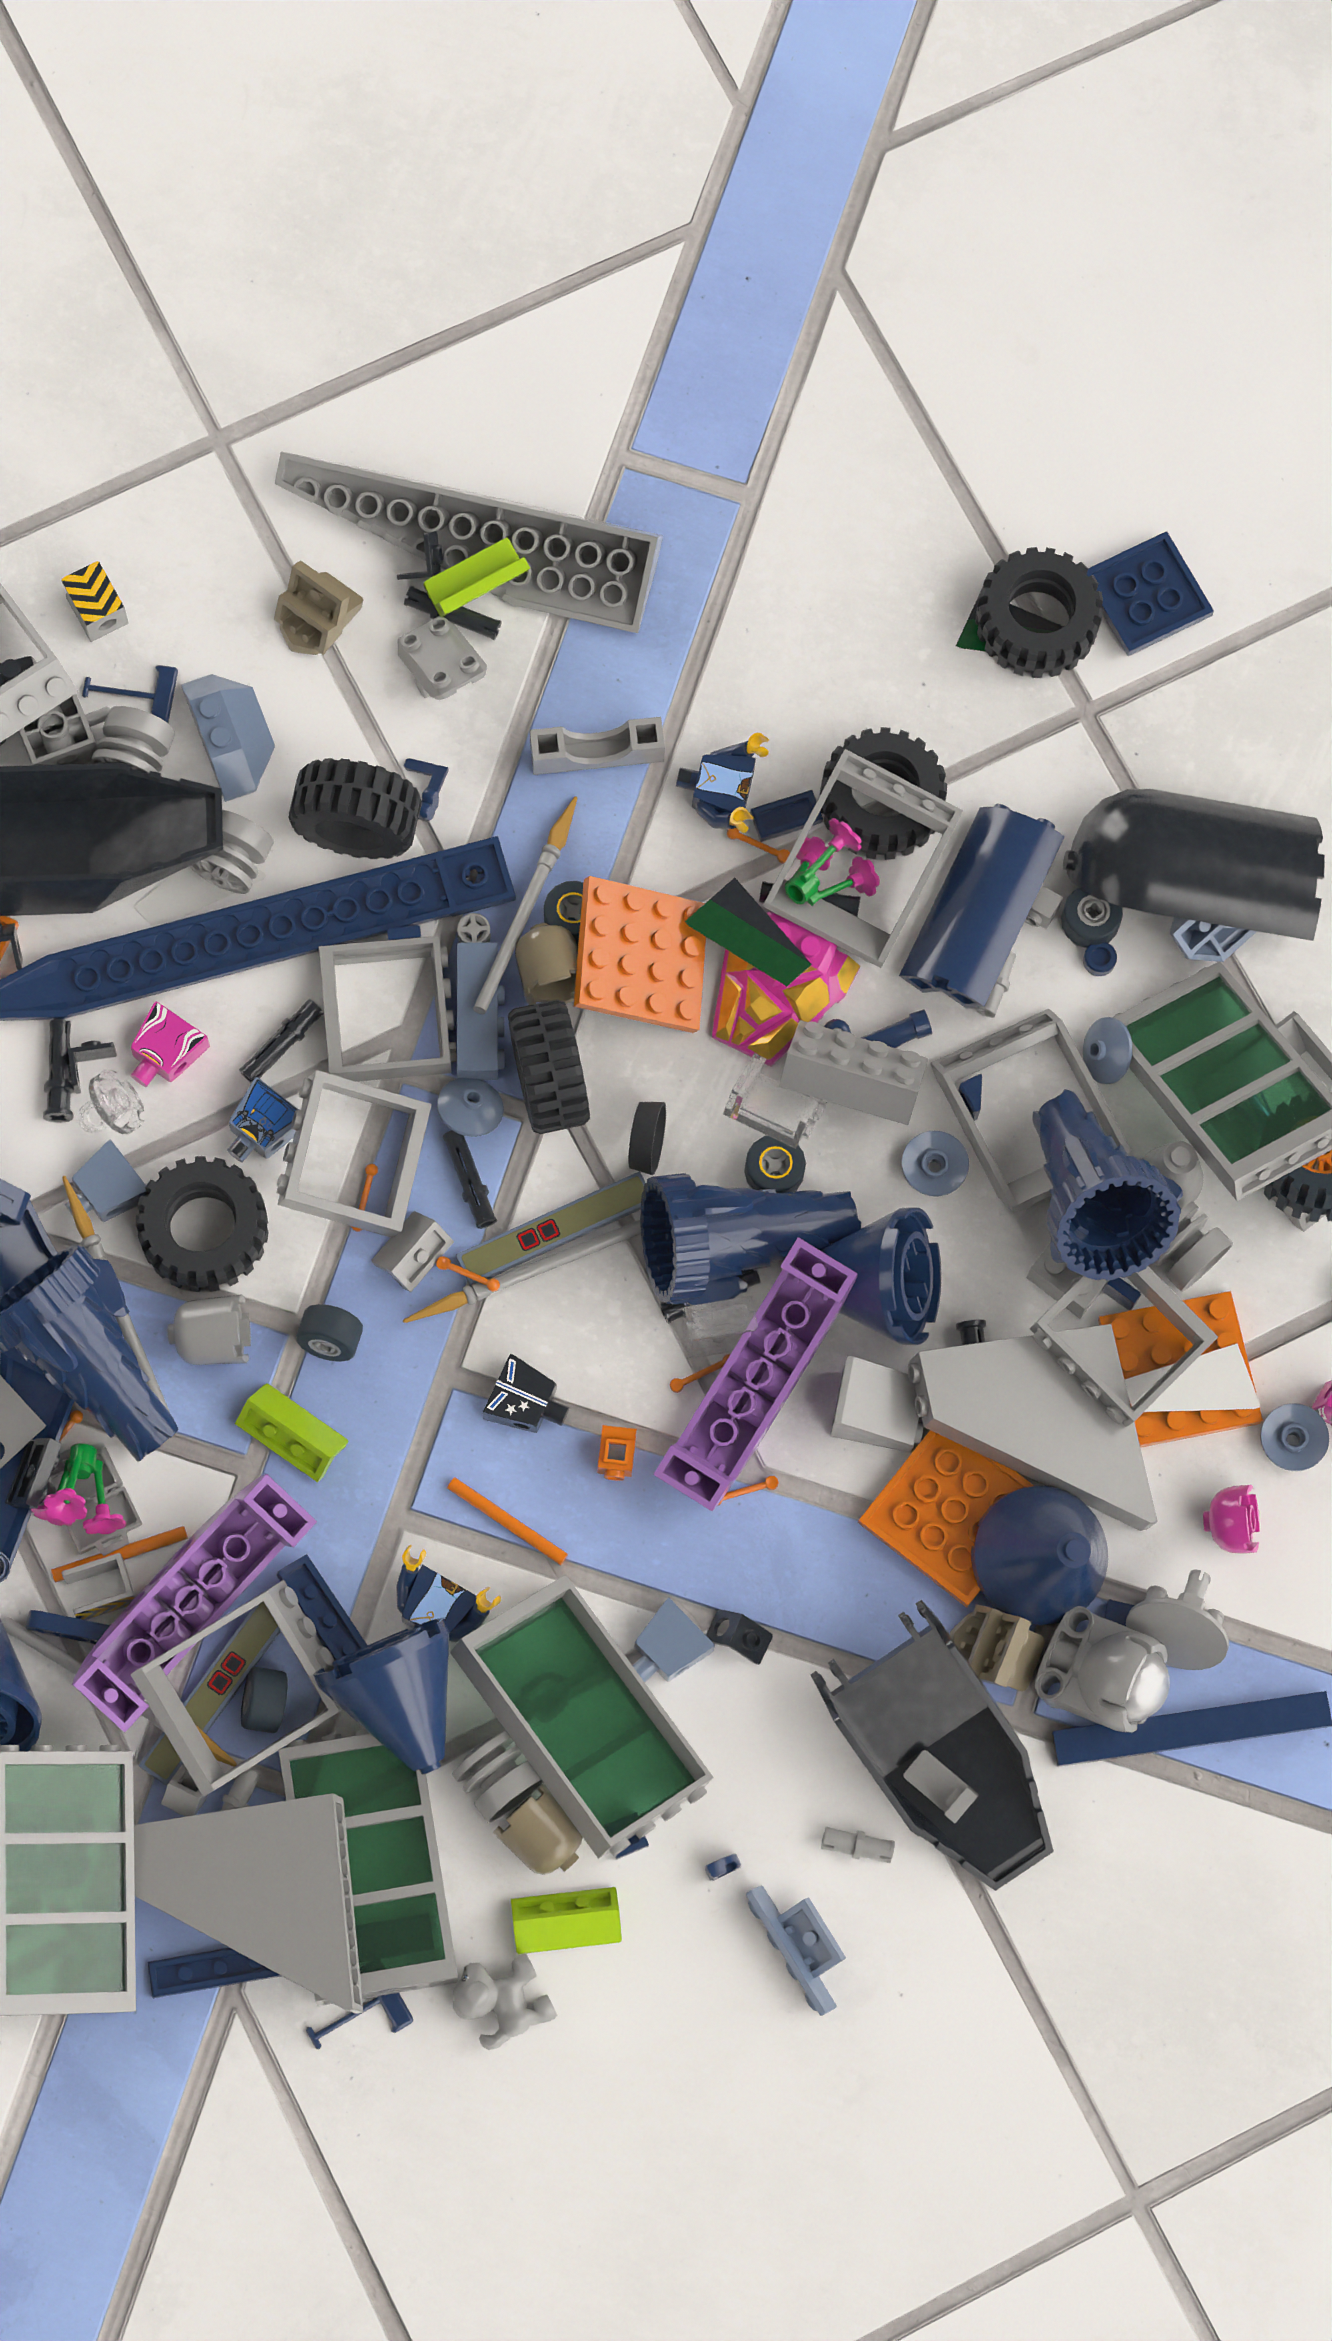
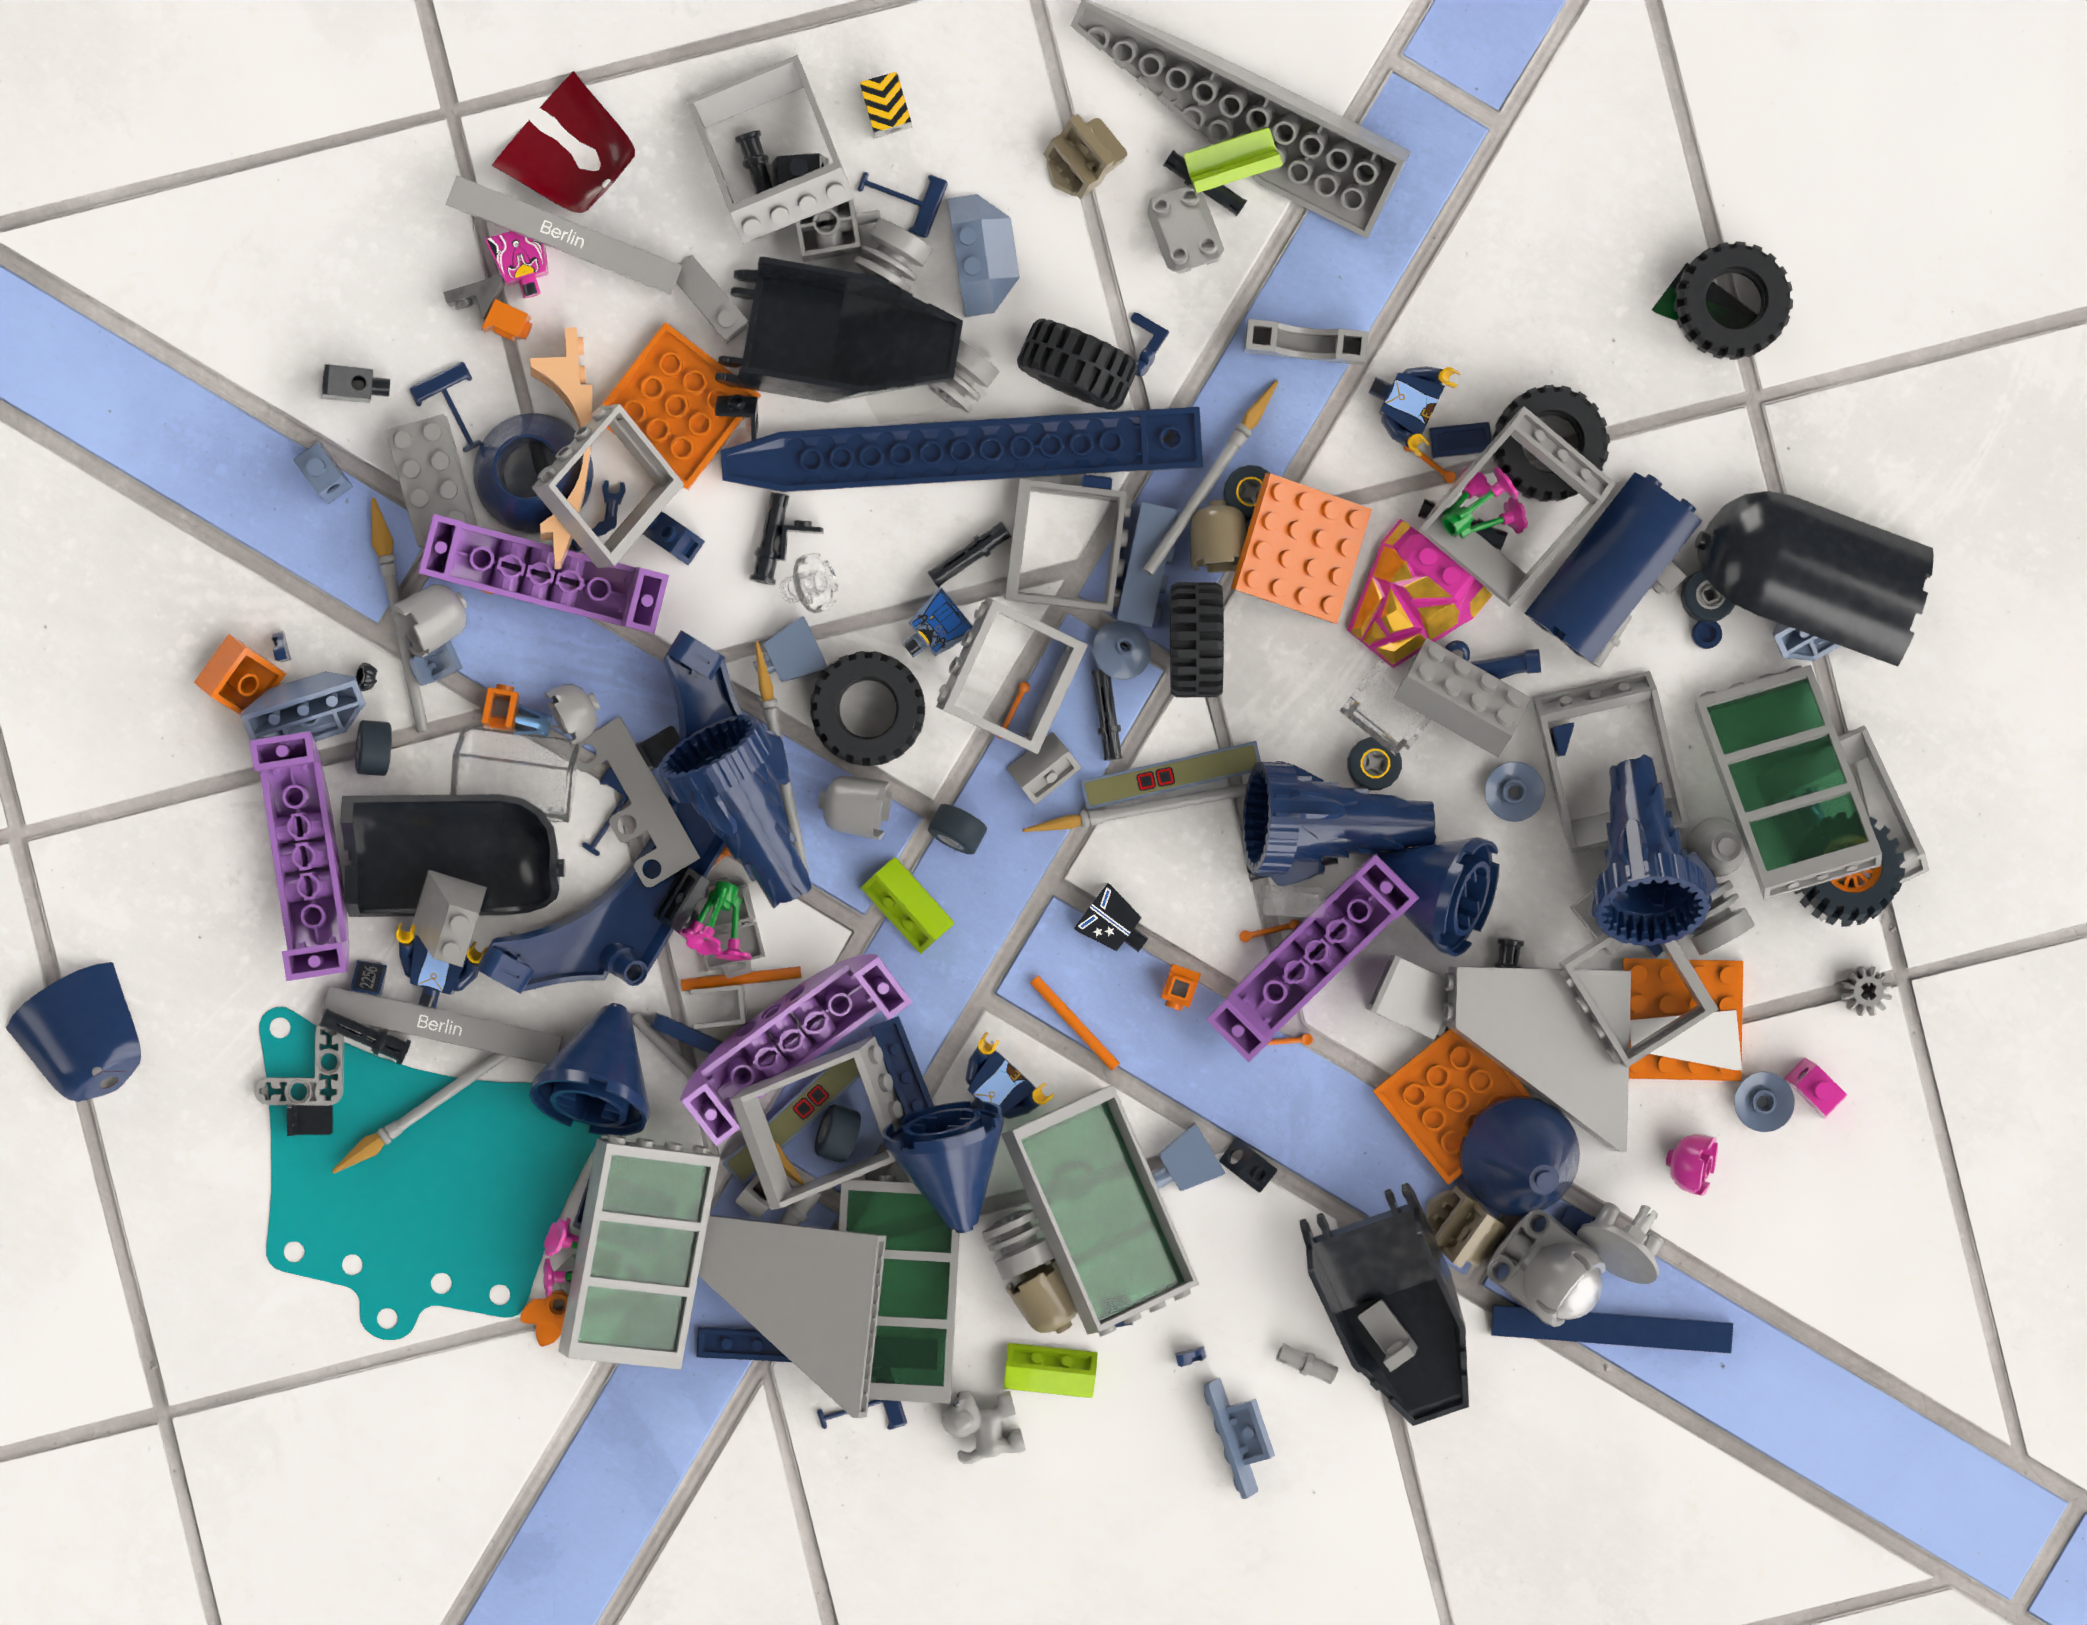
camera: 15 degrees right, 15 degrees up
(165, 1046) = (867, 537): dark pink torso -> none
(434, 557) = (1199, 131): black bracket -> none
(445, 1263) = (1069, 785): orange hinge -> none
(473, 925) = (1161, 487): light grey wheel -> none
(647, 1137) = (1268, 716): black tyre -> none
(746, 930) = (1398, 548): dark green sticker -> none
(1107, 1050) = (1690, 724): sand blue dish -> none
(1149, 593) = (1838, 300): dark blue plate -> none

